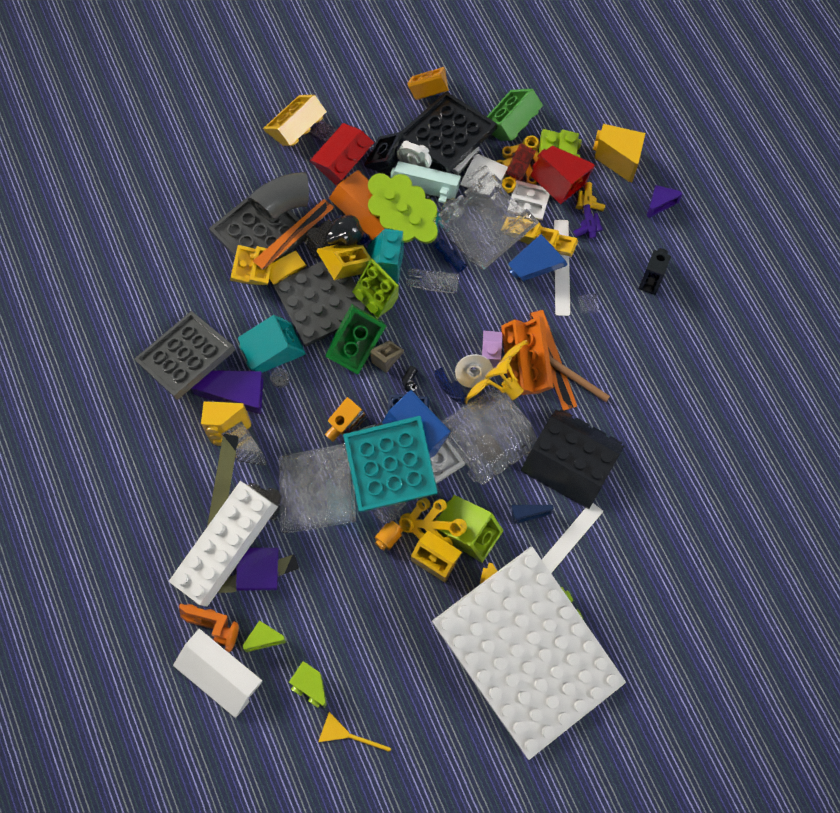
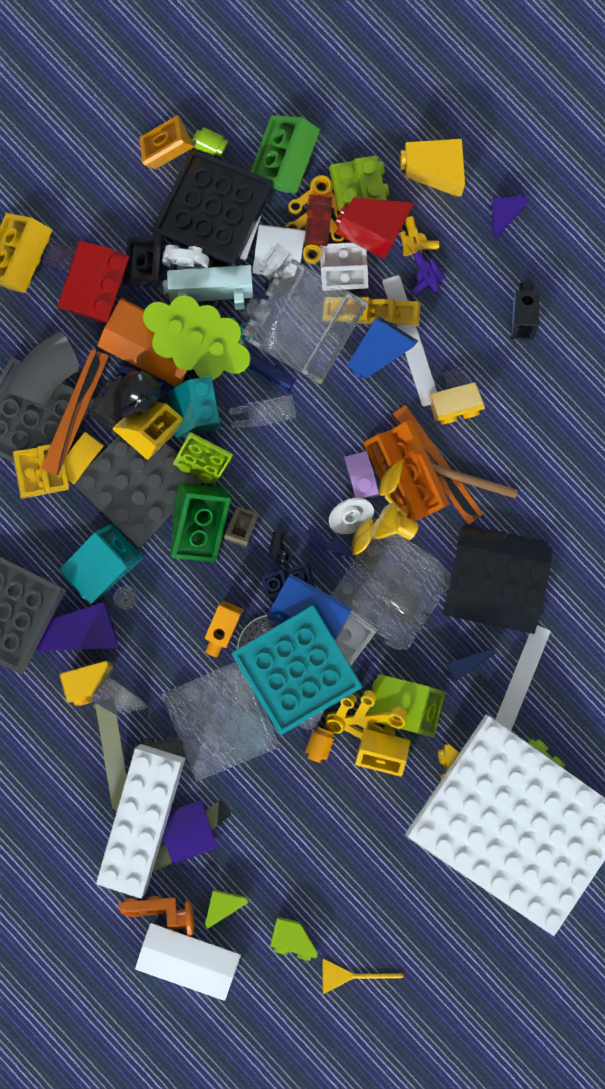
camera: 20 degrees left, 15 degrees up
(460, 91) = (209, 142): none -> lime brick
(582, 317) = (455, 402): none -> yellow slope

